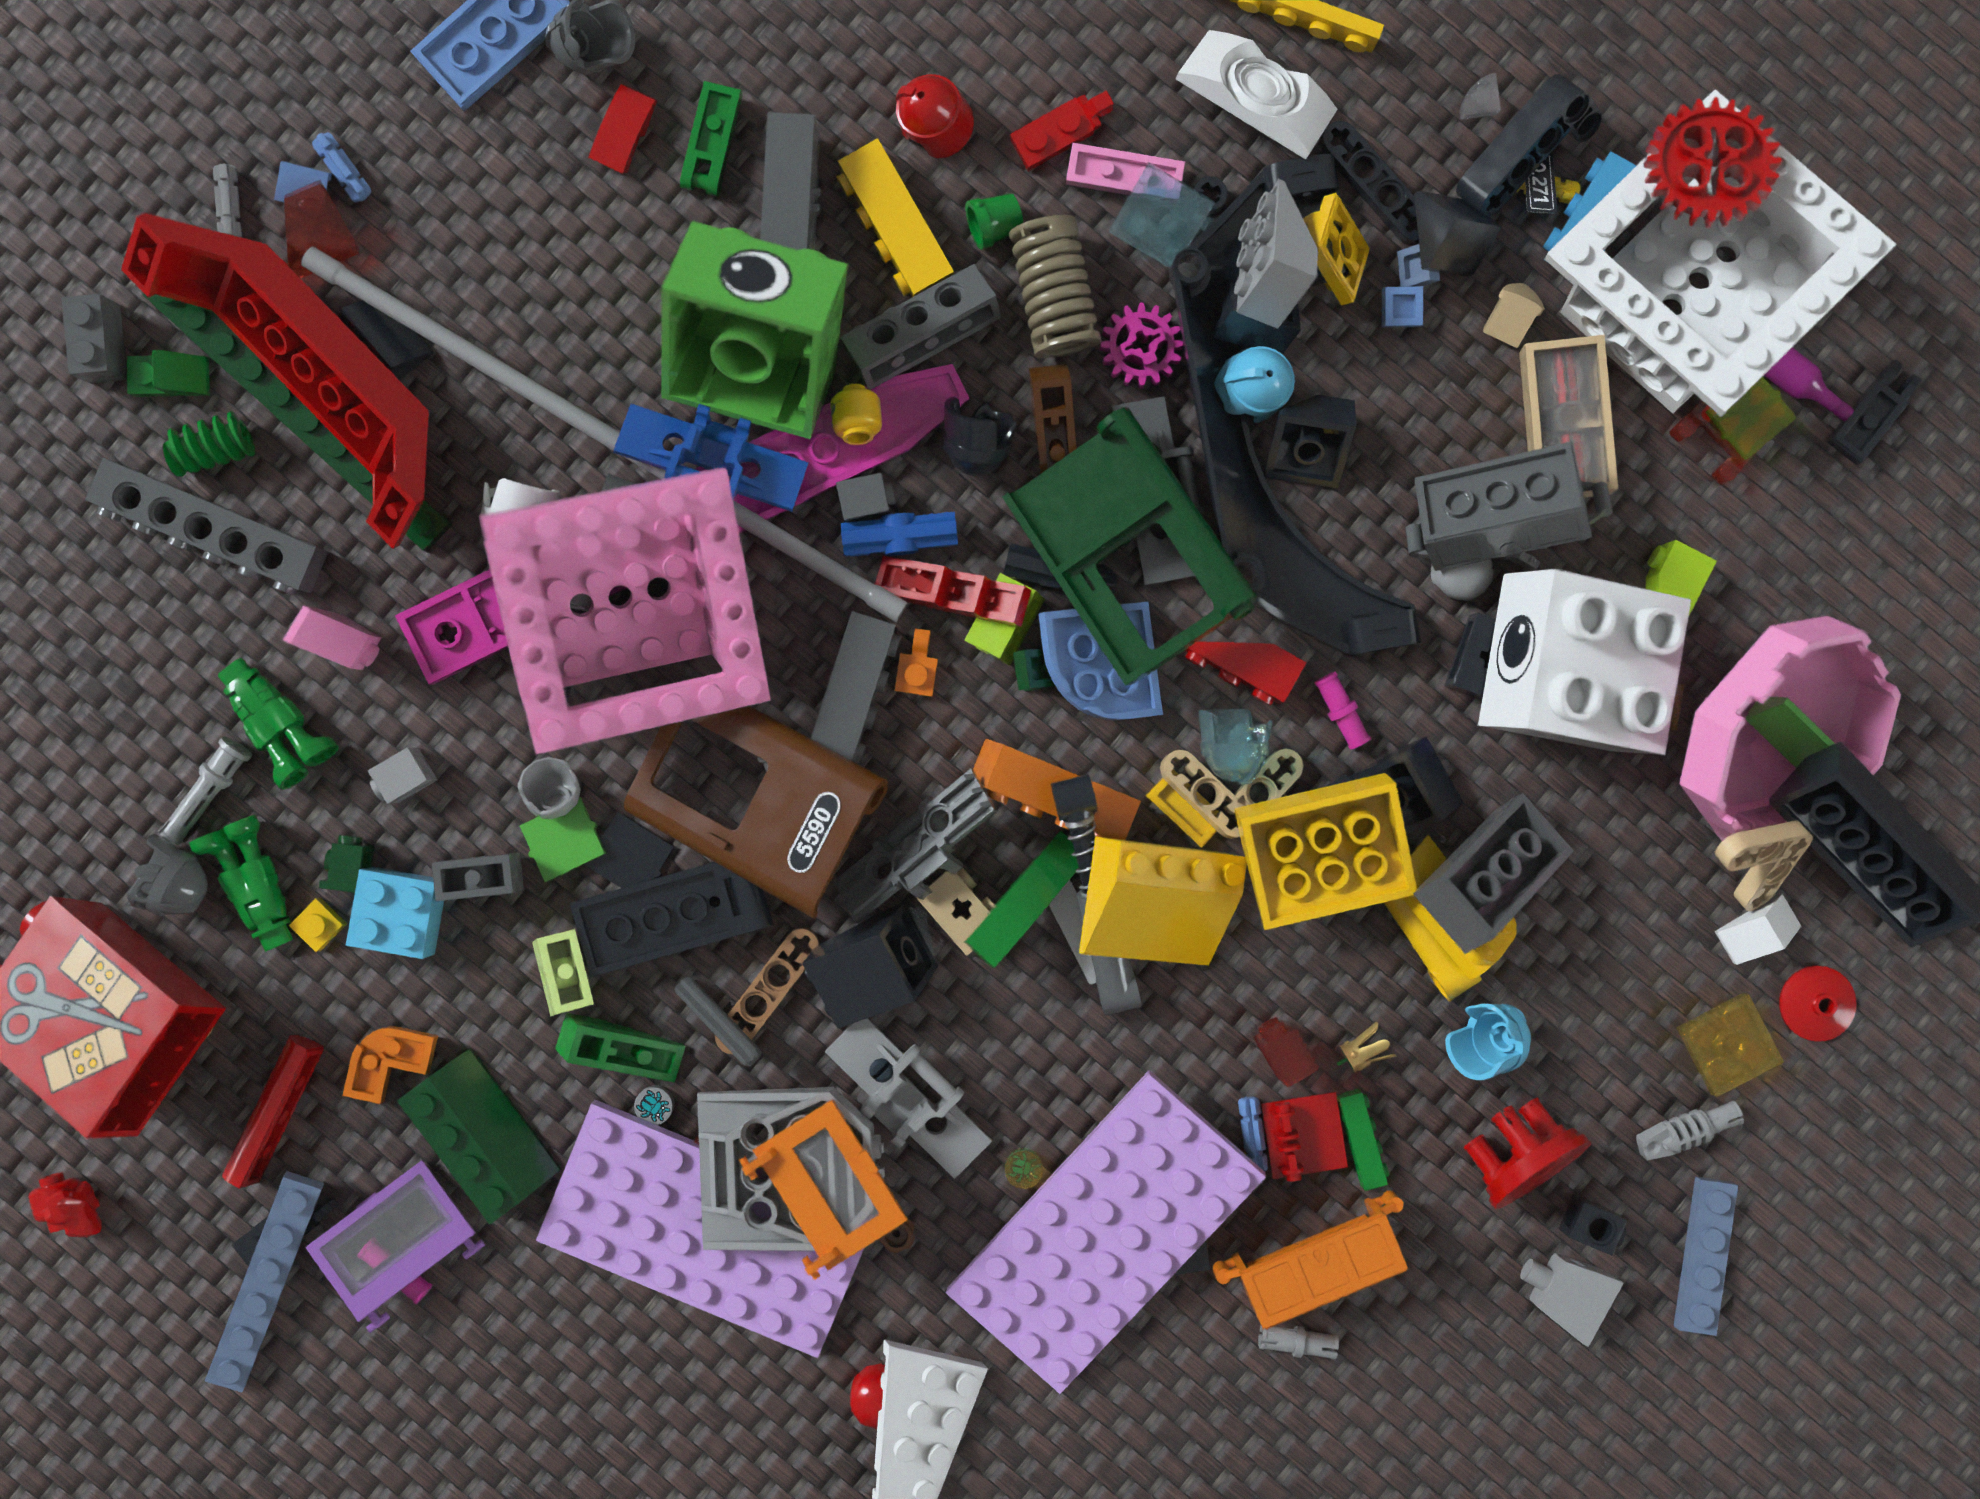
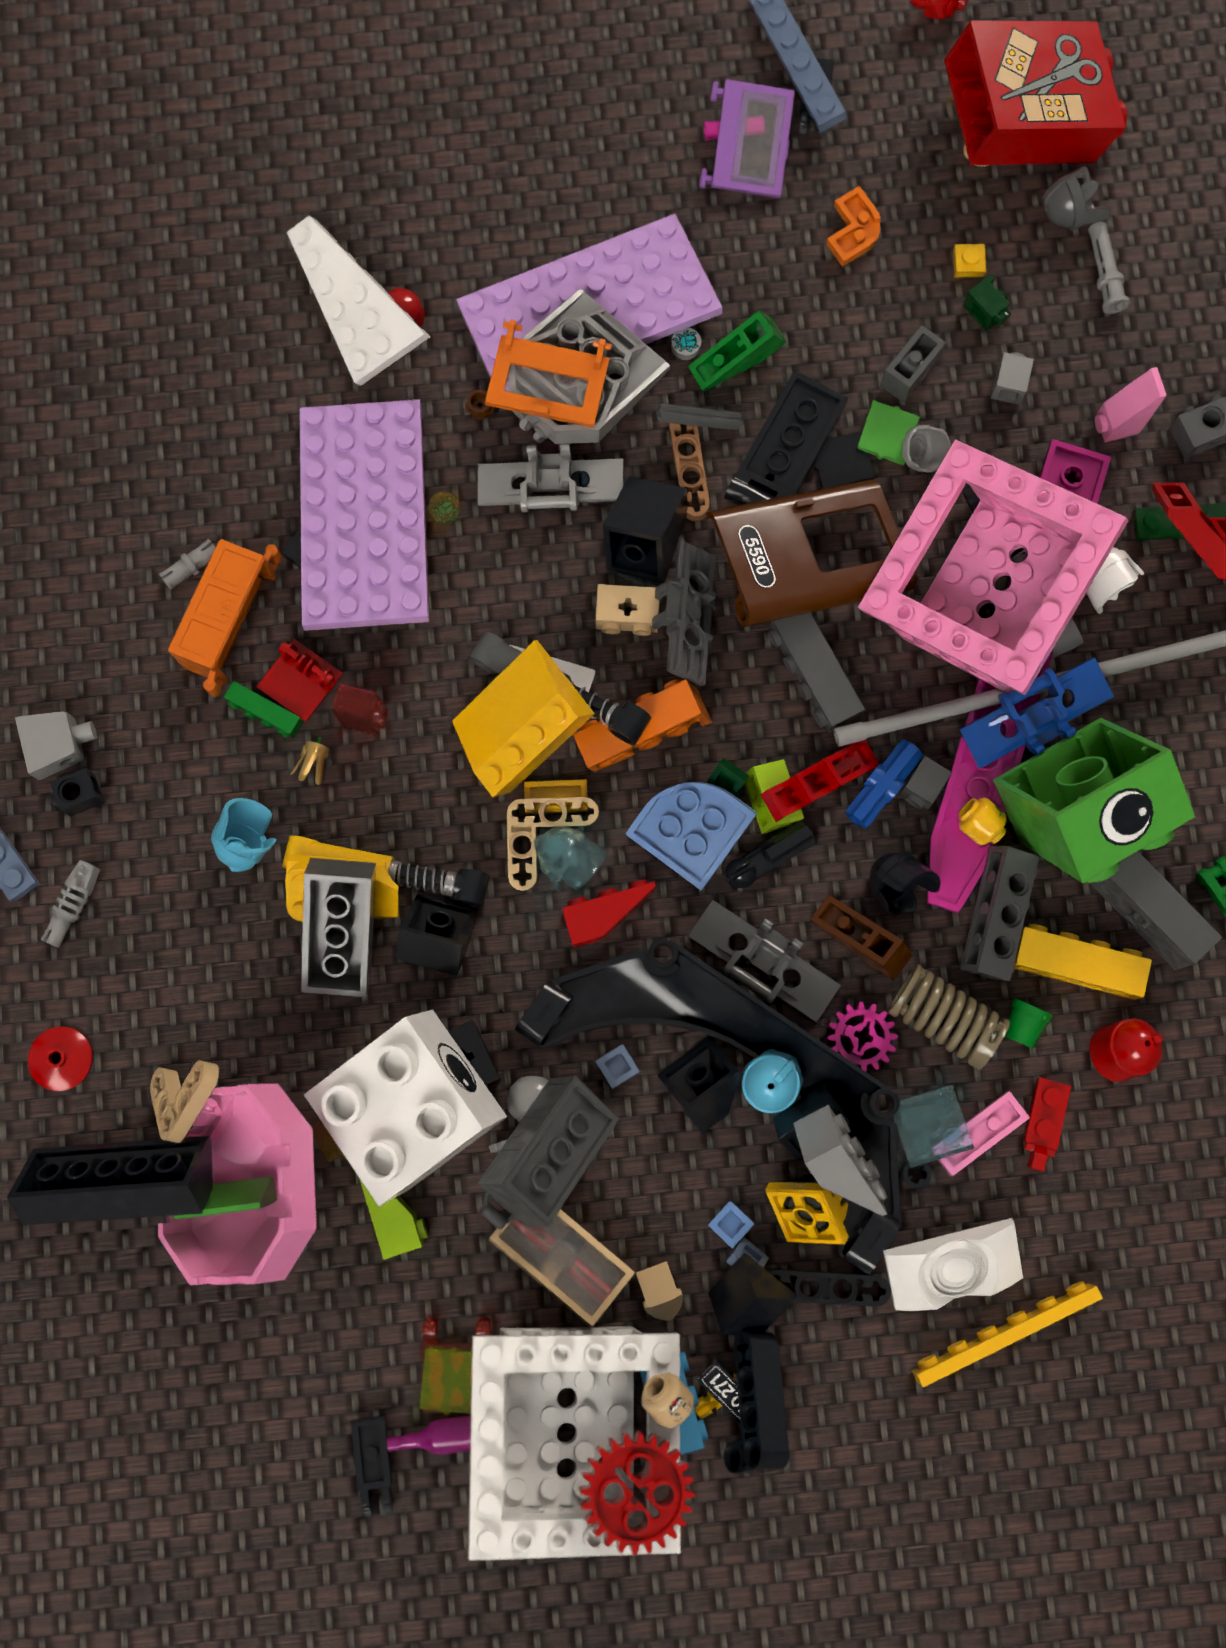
camera: 135 degrees right, 10 degrees down
(253, 884) = (1028, 243): green piece -> none
(268, 718) = (1112, 339): green piece -> none
(273, 1111) = (886, 144): red brick -> none
(395, 913) = (936, 301): medium azure brick -> none
(479, 1135) = (764, 235): dark green slope -> none
(562, 972) = (811, 358): yellowish green brick -> none
(917, 671) = (792, 719): orange plate -> none
(1024, 901) = (596, 640): green slope -> none
(1101, 502) = (790, 906): dark green piece -> none
(1253, 1131) = (330, 652): medium blue axle -> none
(1326, 850) = (452, 840): yellow slope -> none
(1342, 710) = (521, 943): dark pink pin -> none
(1366, 527) = (617, 1066): none -> sand blue plate
(1481, 99) = (815, 1411): clear tile -> none
(1534, 1155) = (155, 781): red piece -> none
(1616, 206) = (667, 1399): none -> tan head
(1730, 1044) = (92, 978): clear yellow plate -> none
(1759, 931) = (137, 1065): white slope -> none

